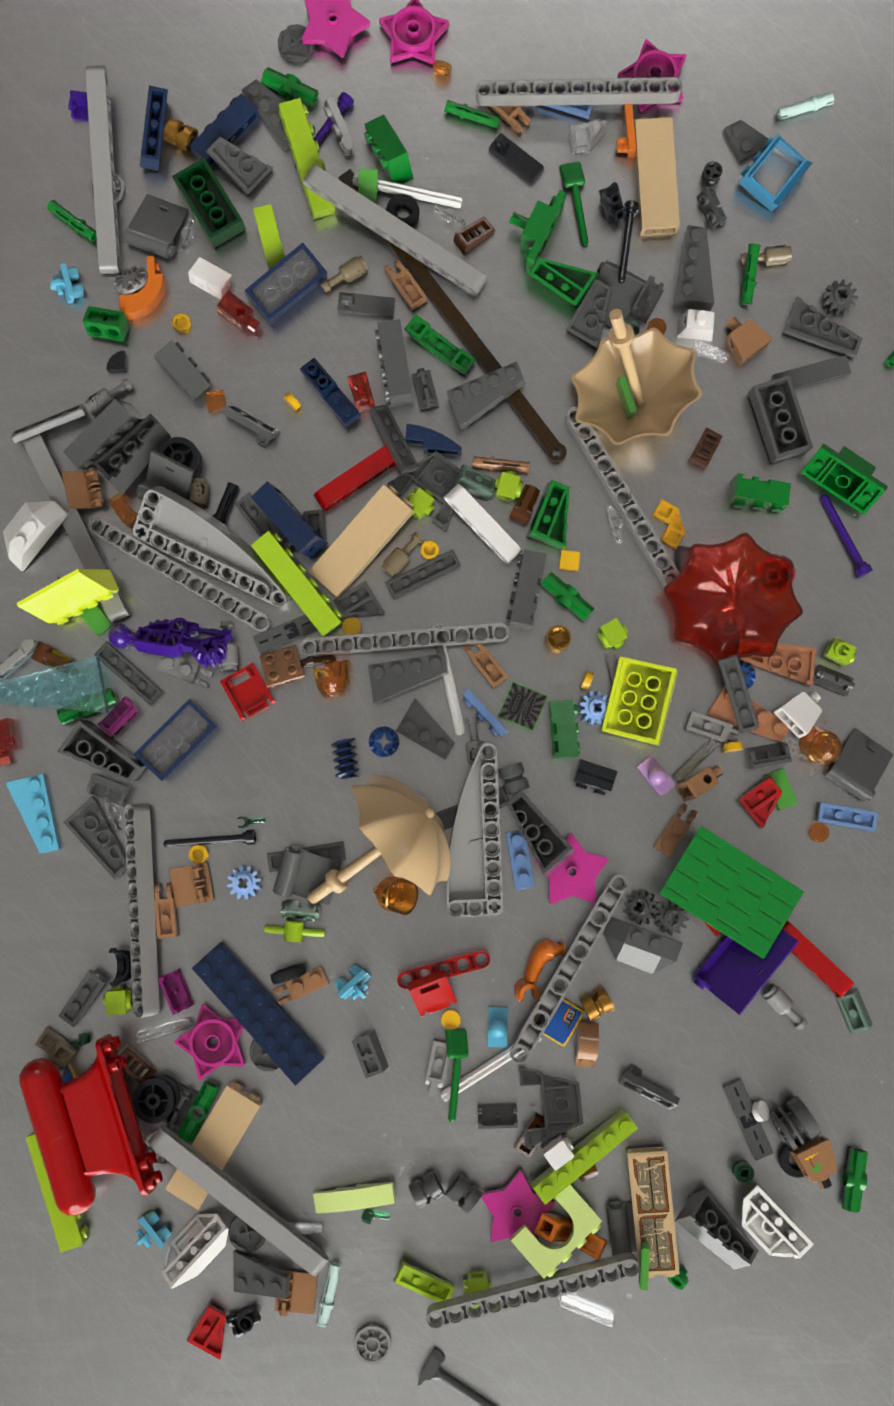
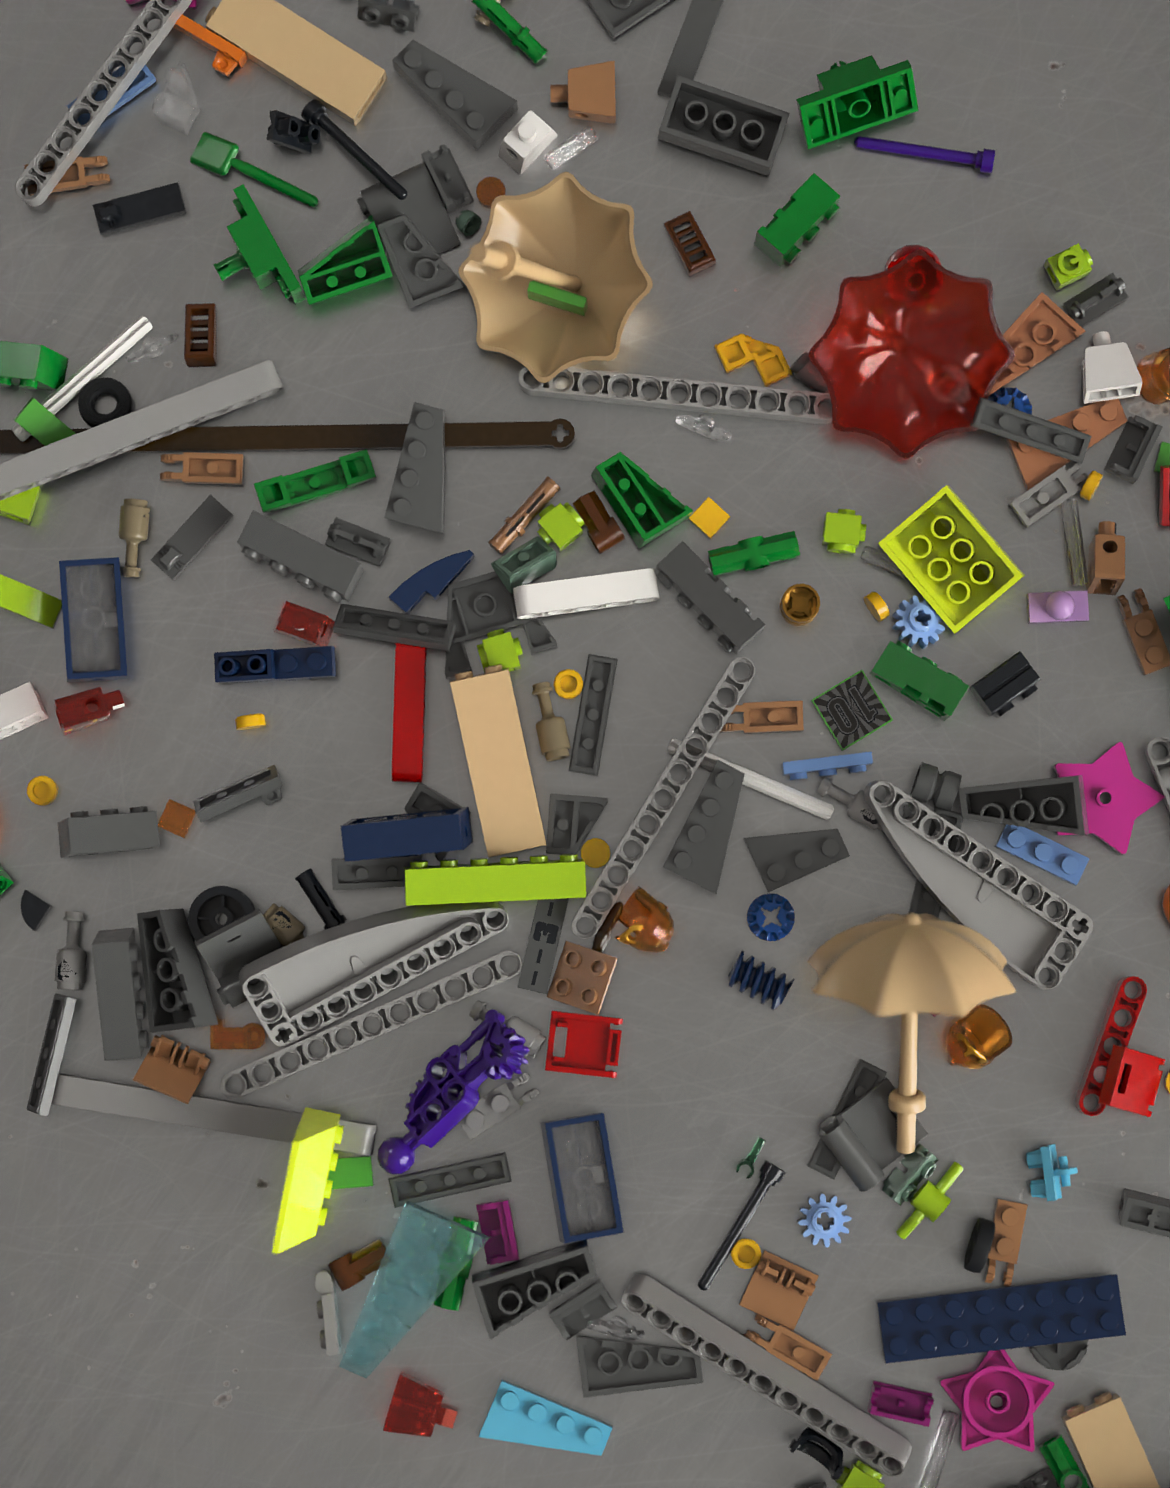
camera: 55 degrees left, 0 degrees up
(31, 530) = (177, 1173): white wedge -> none
(472, 114) = (14, 243): green pin -> none

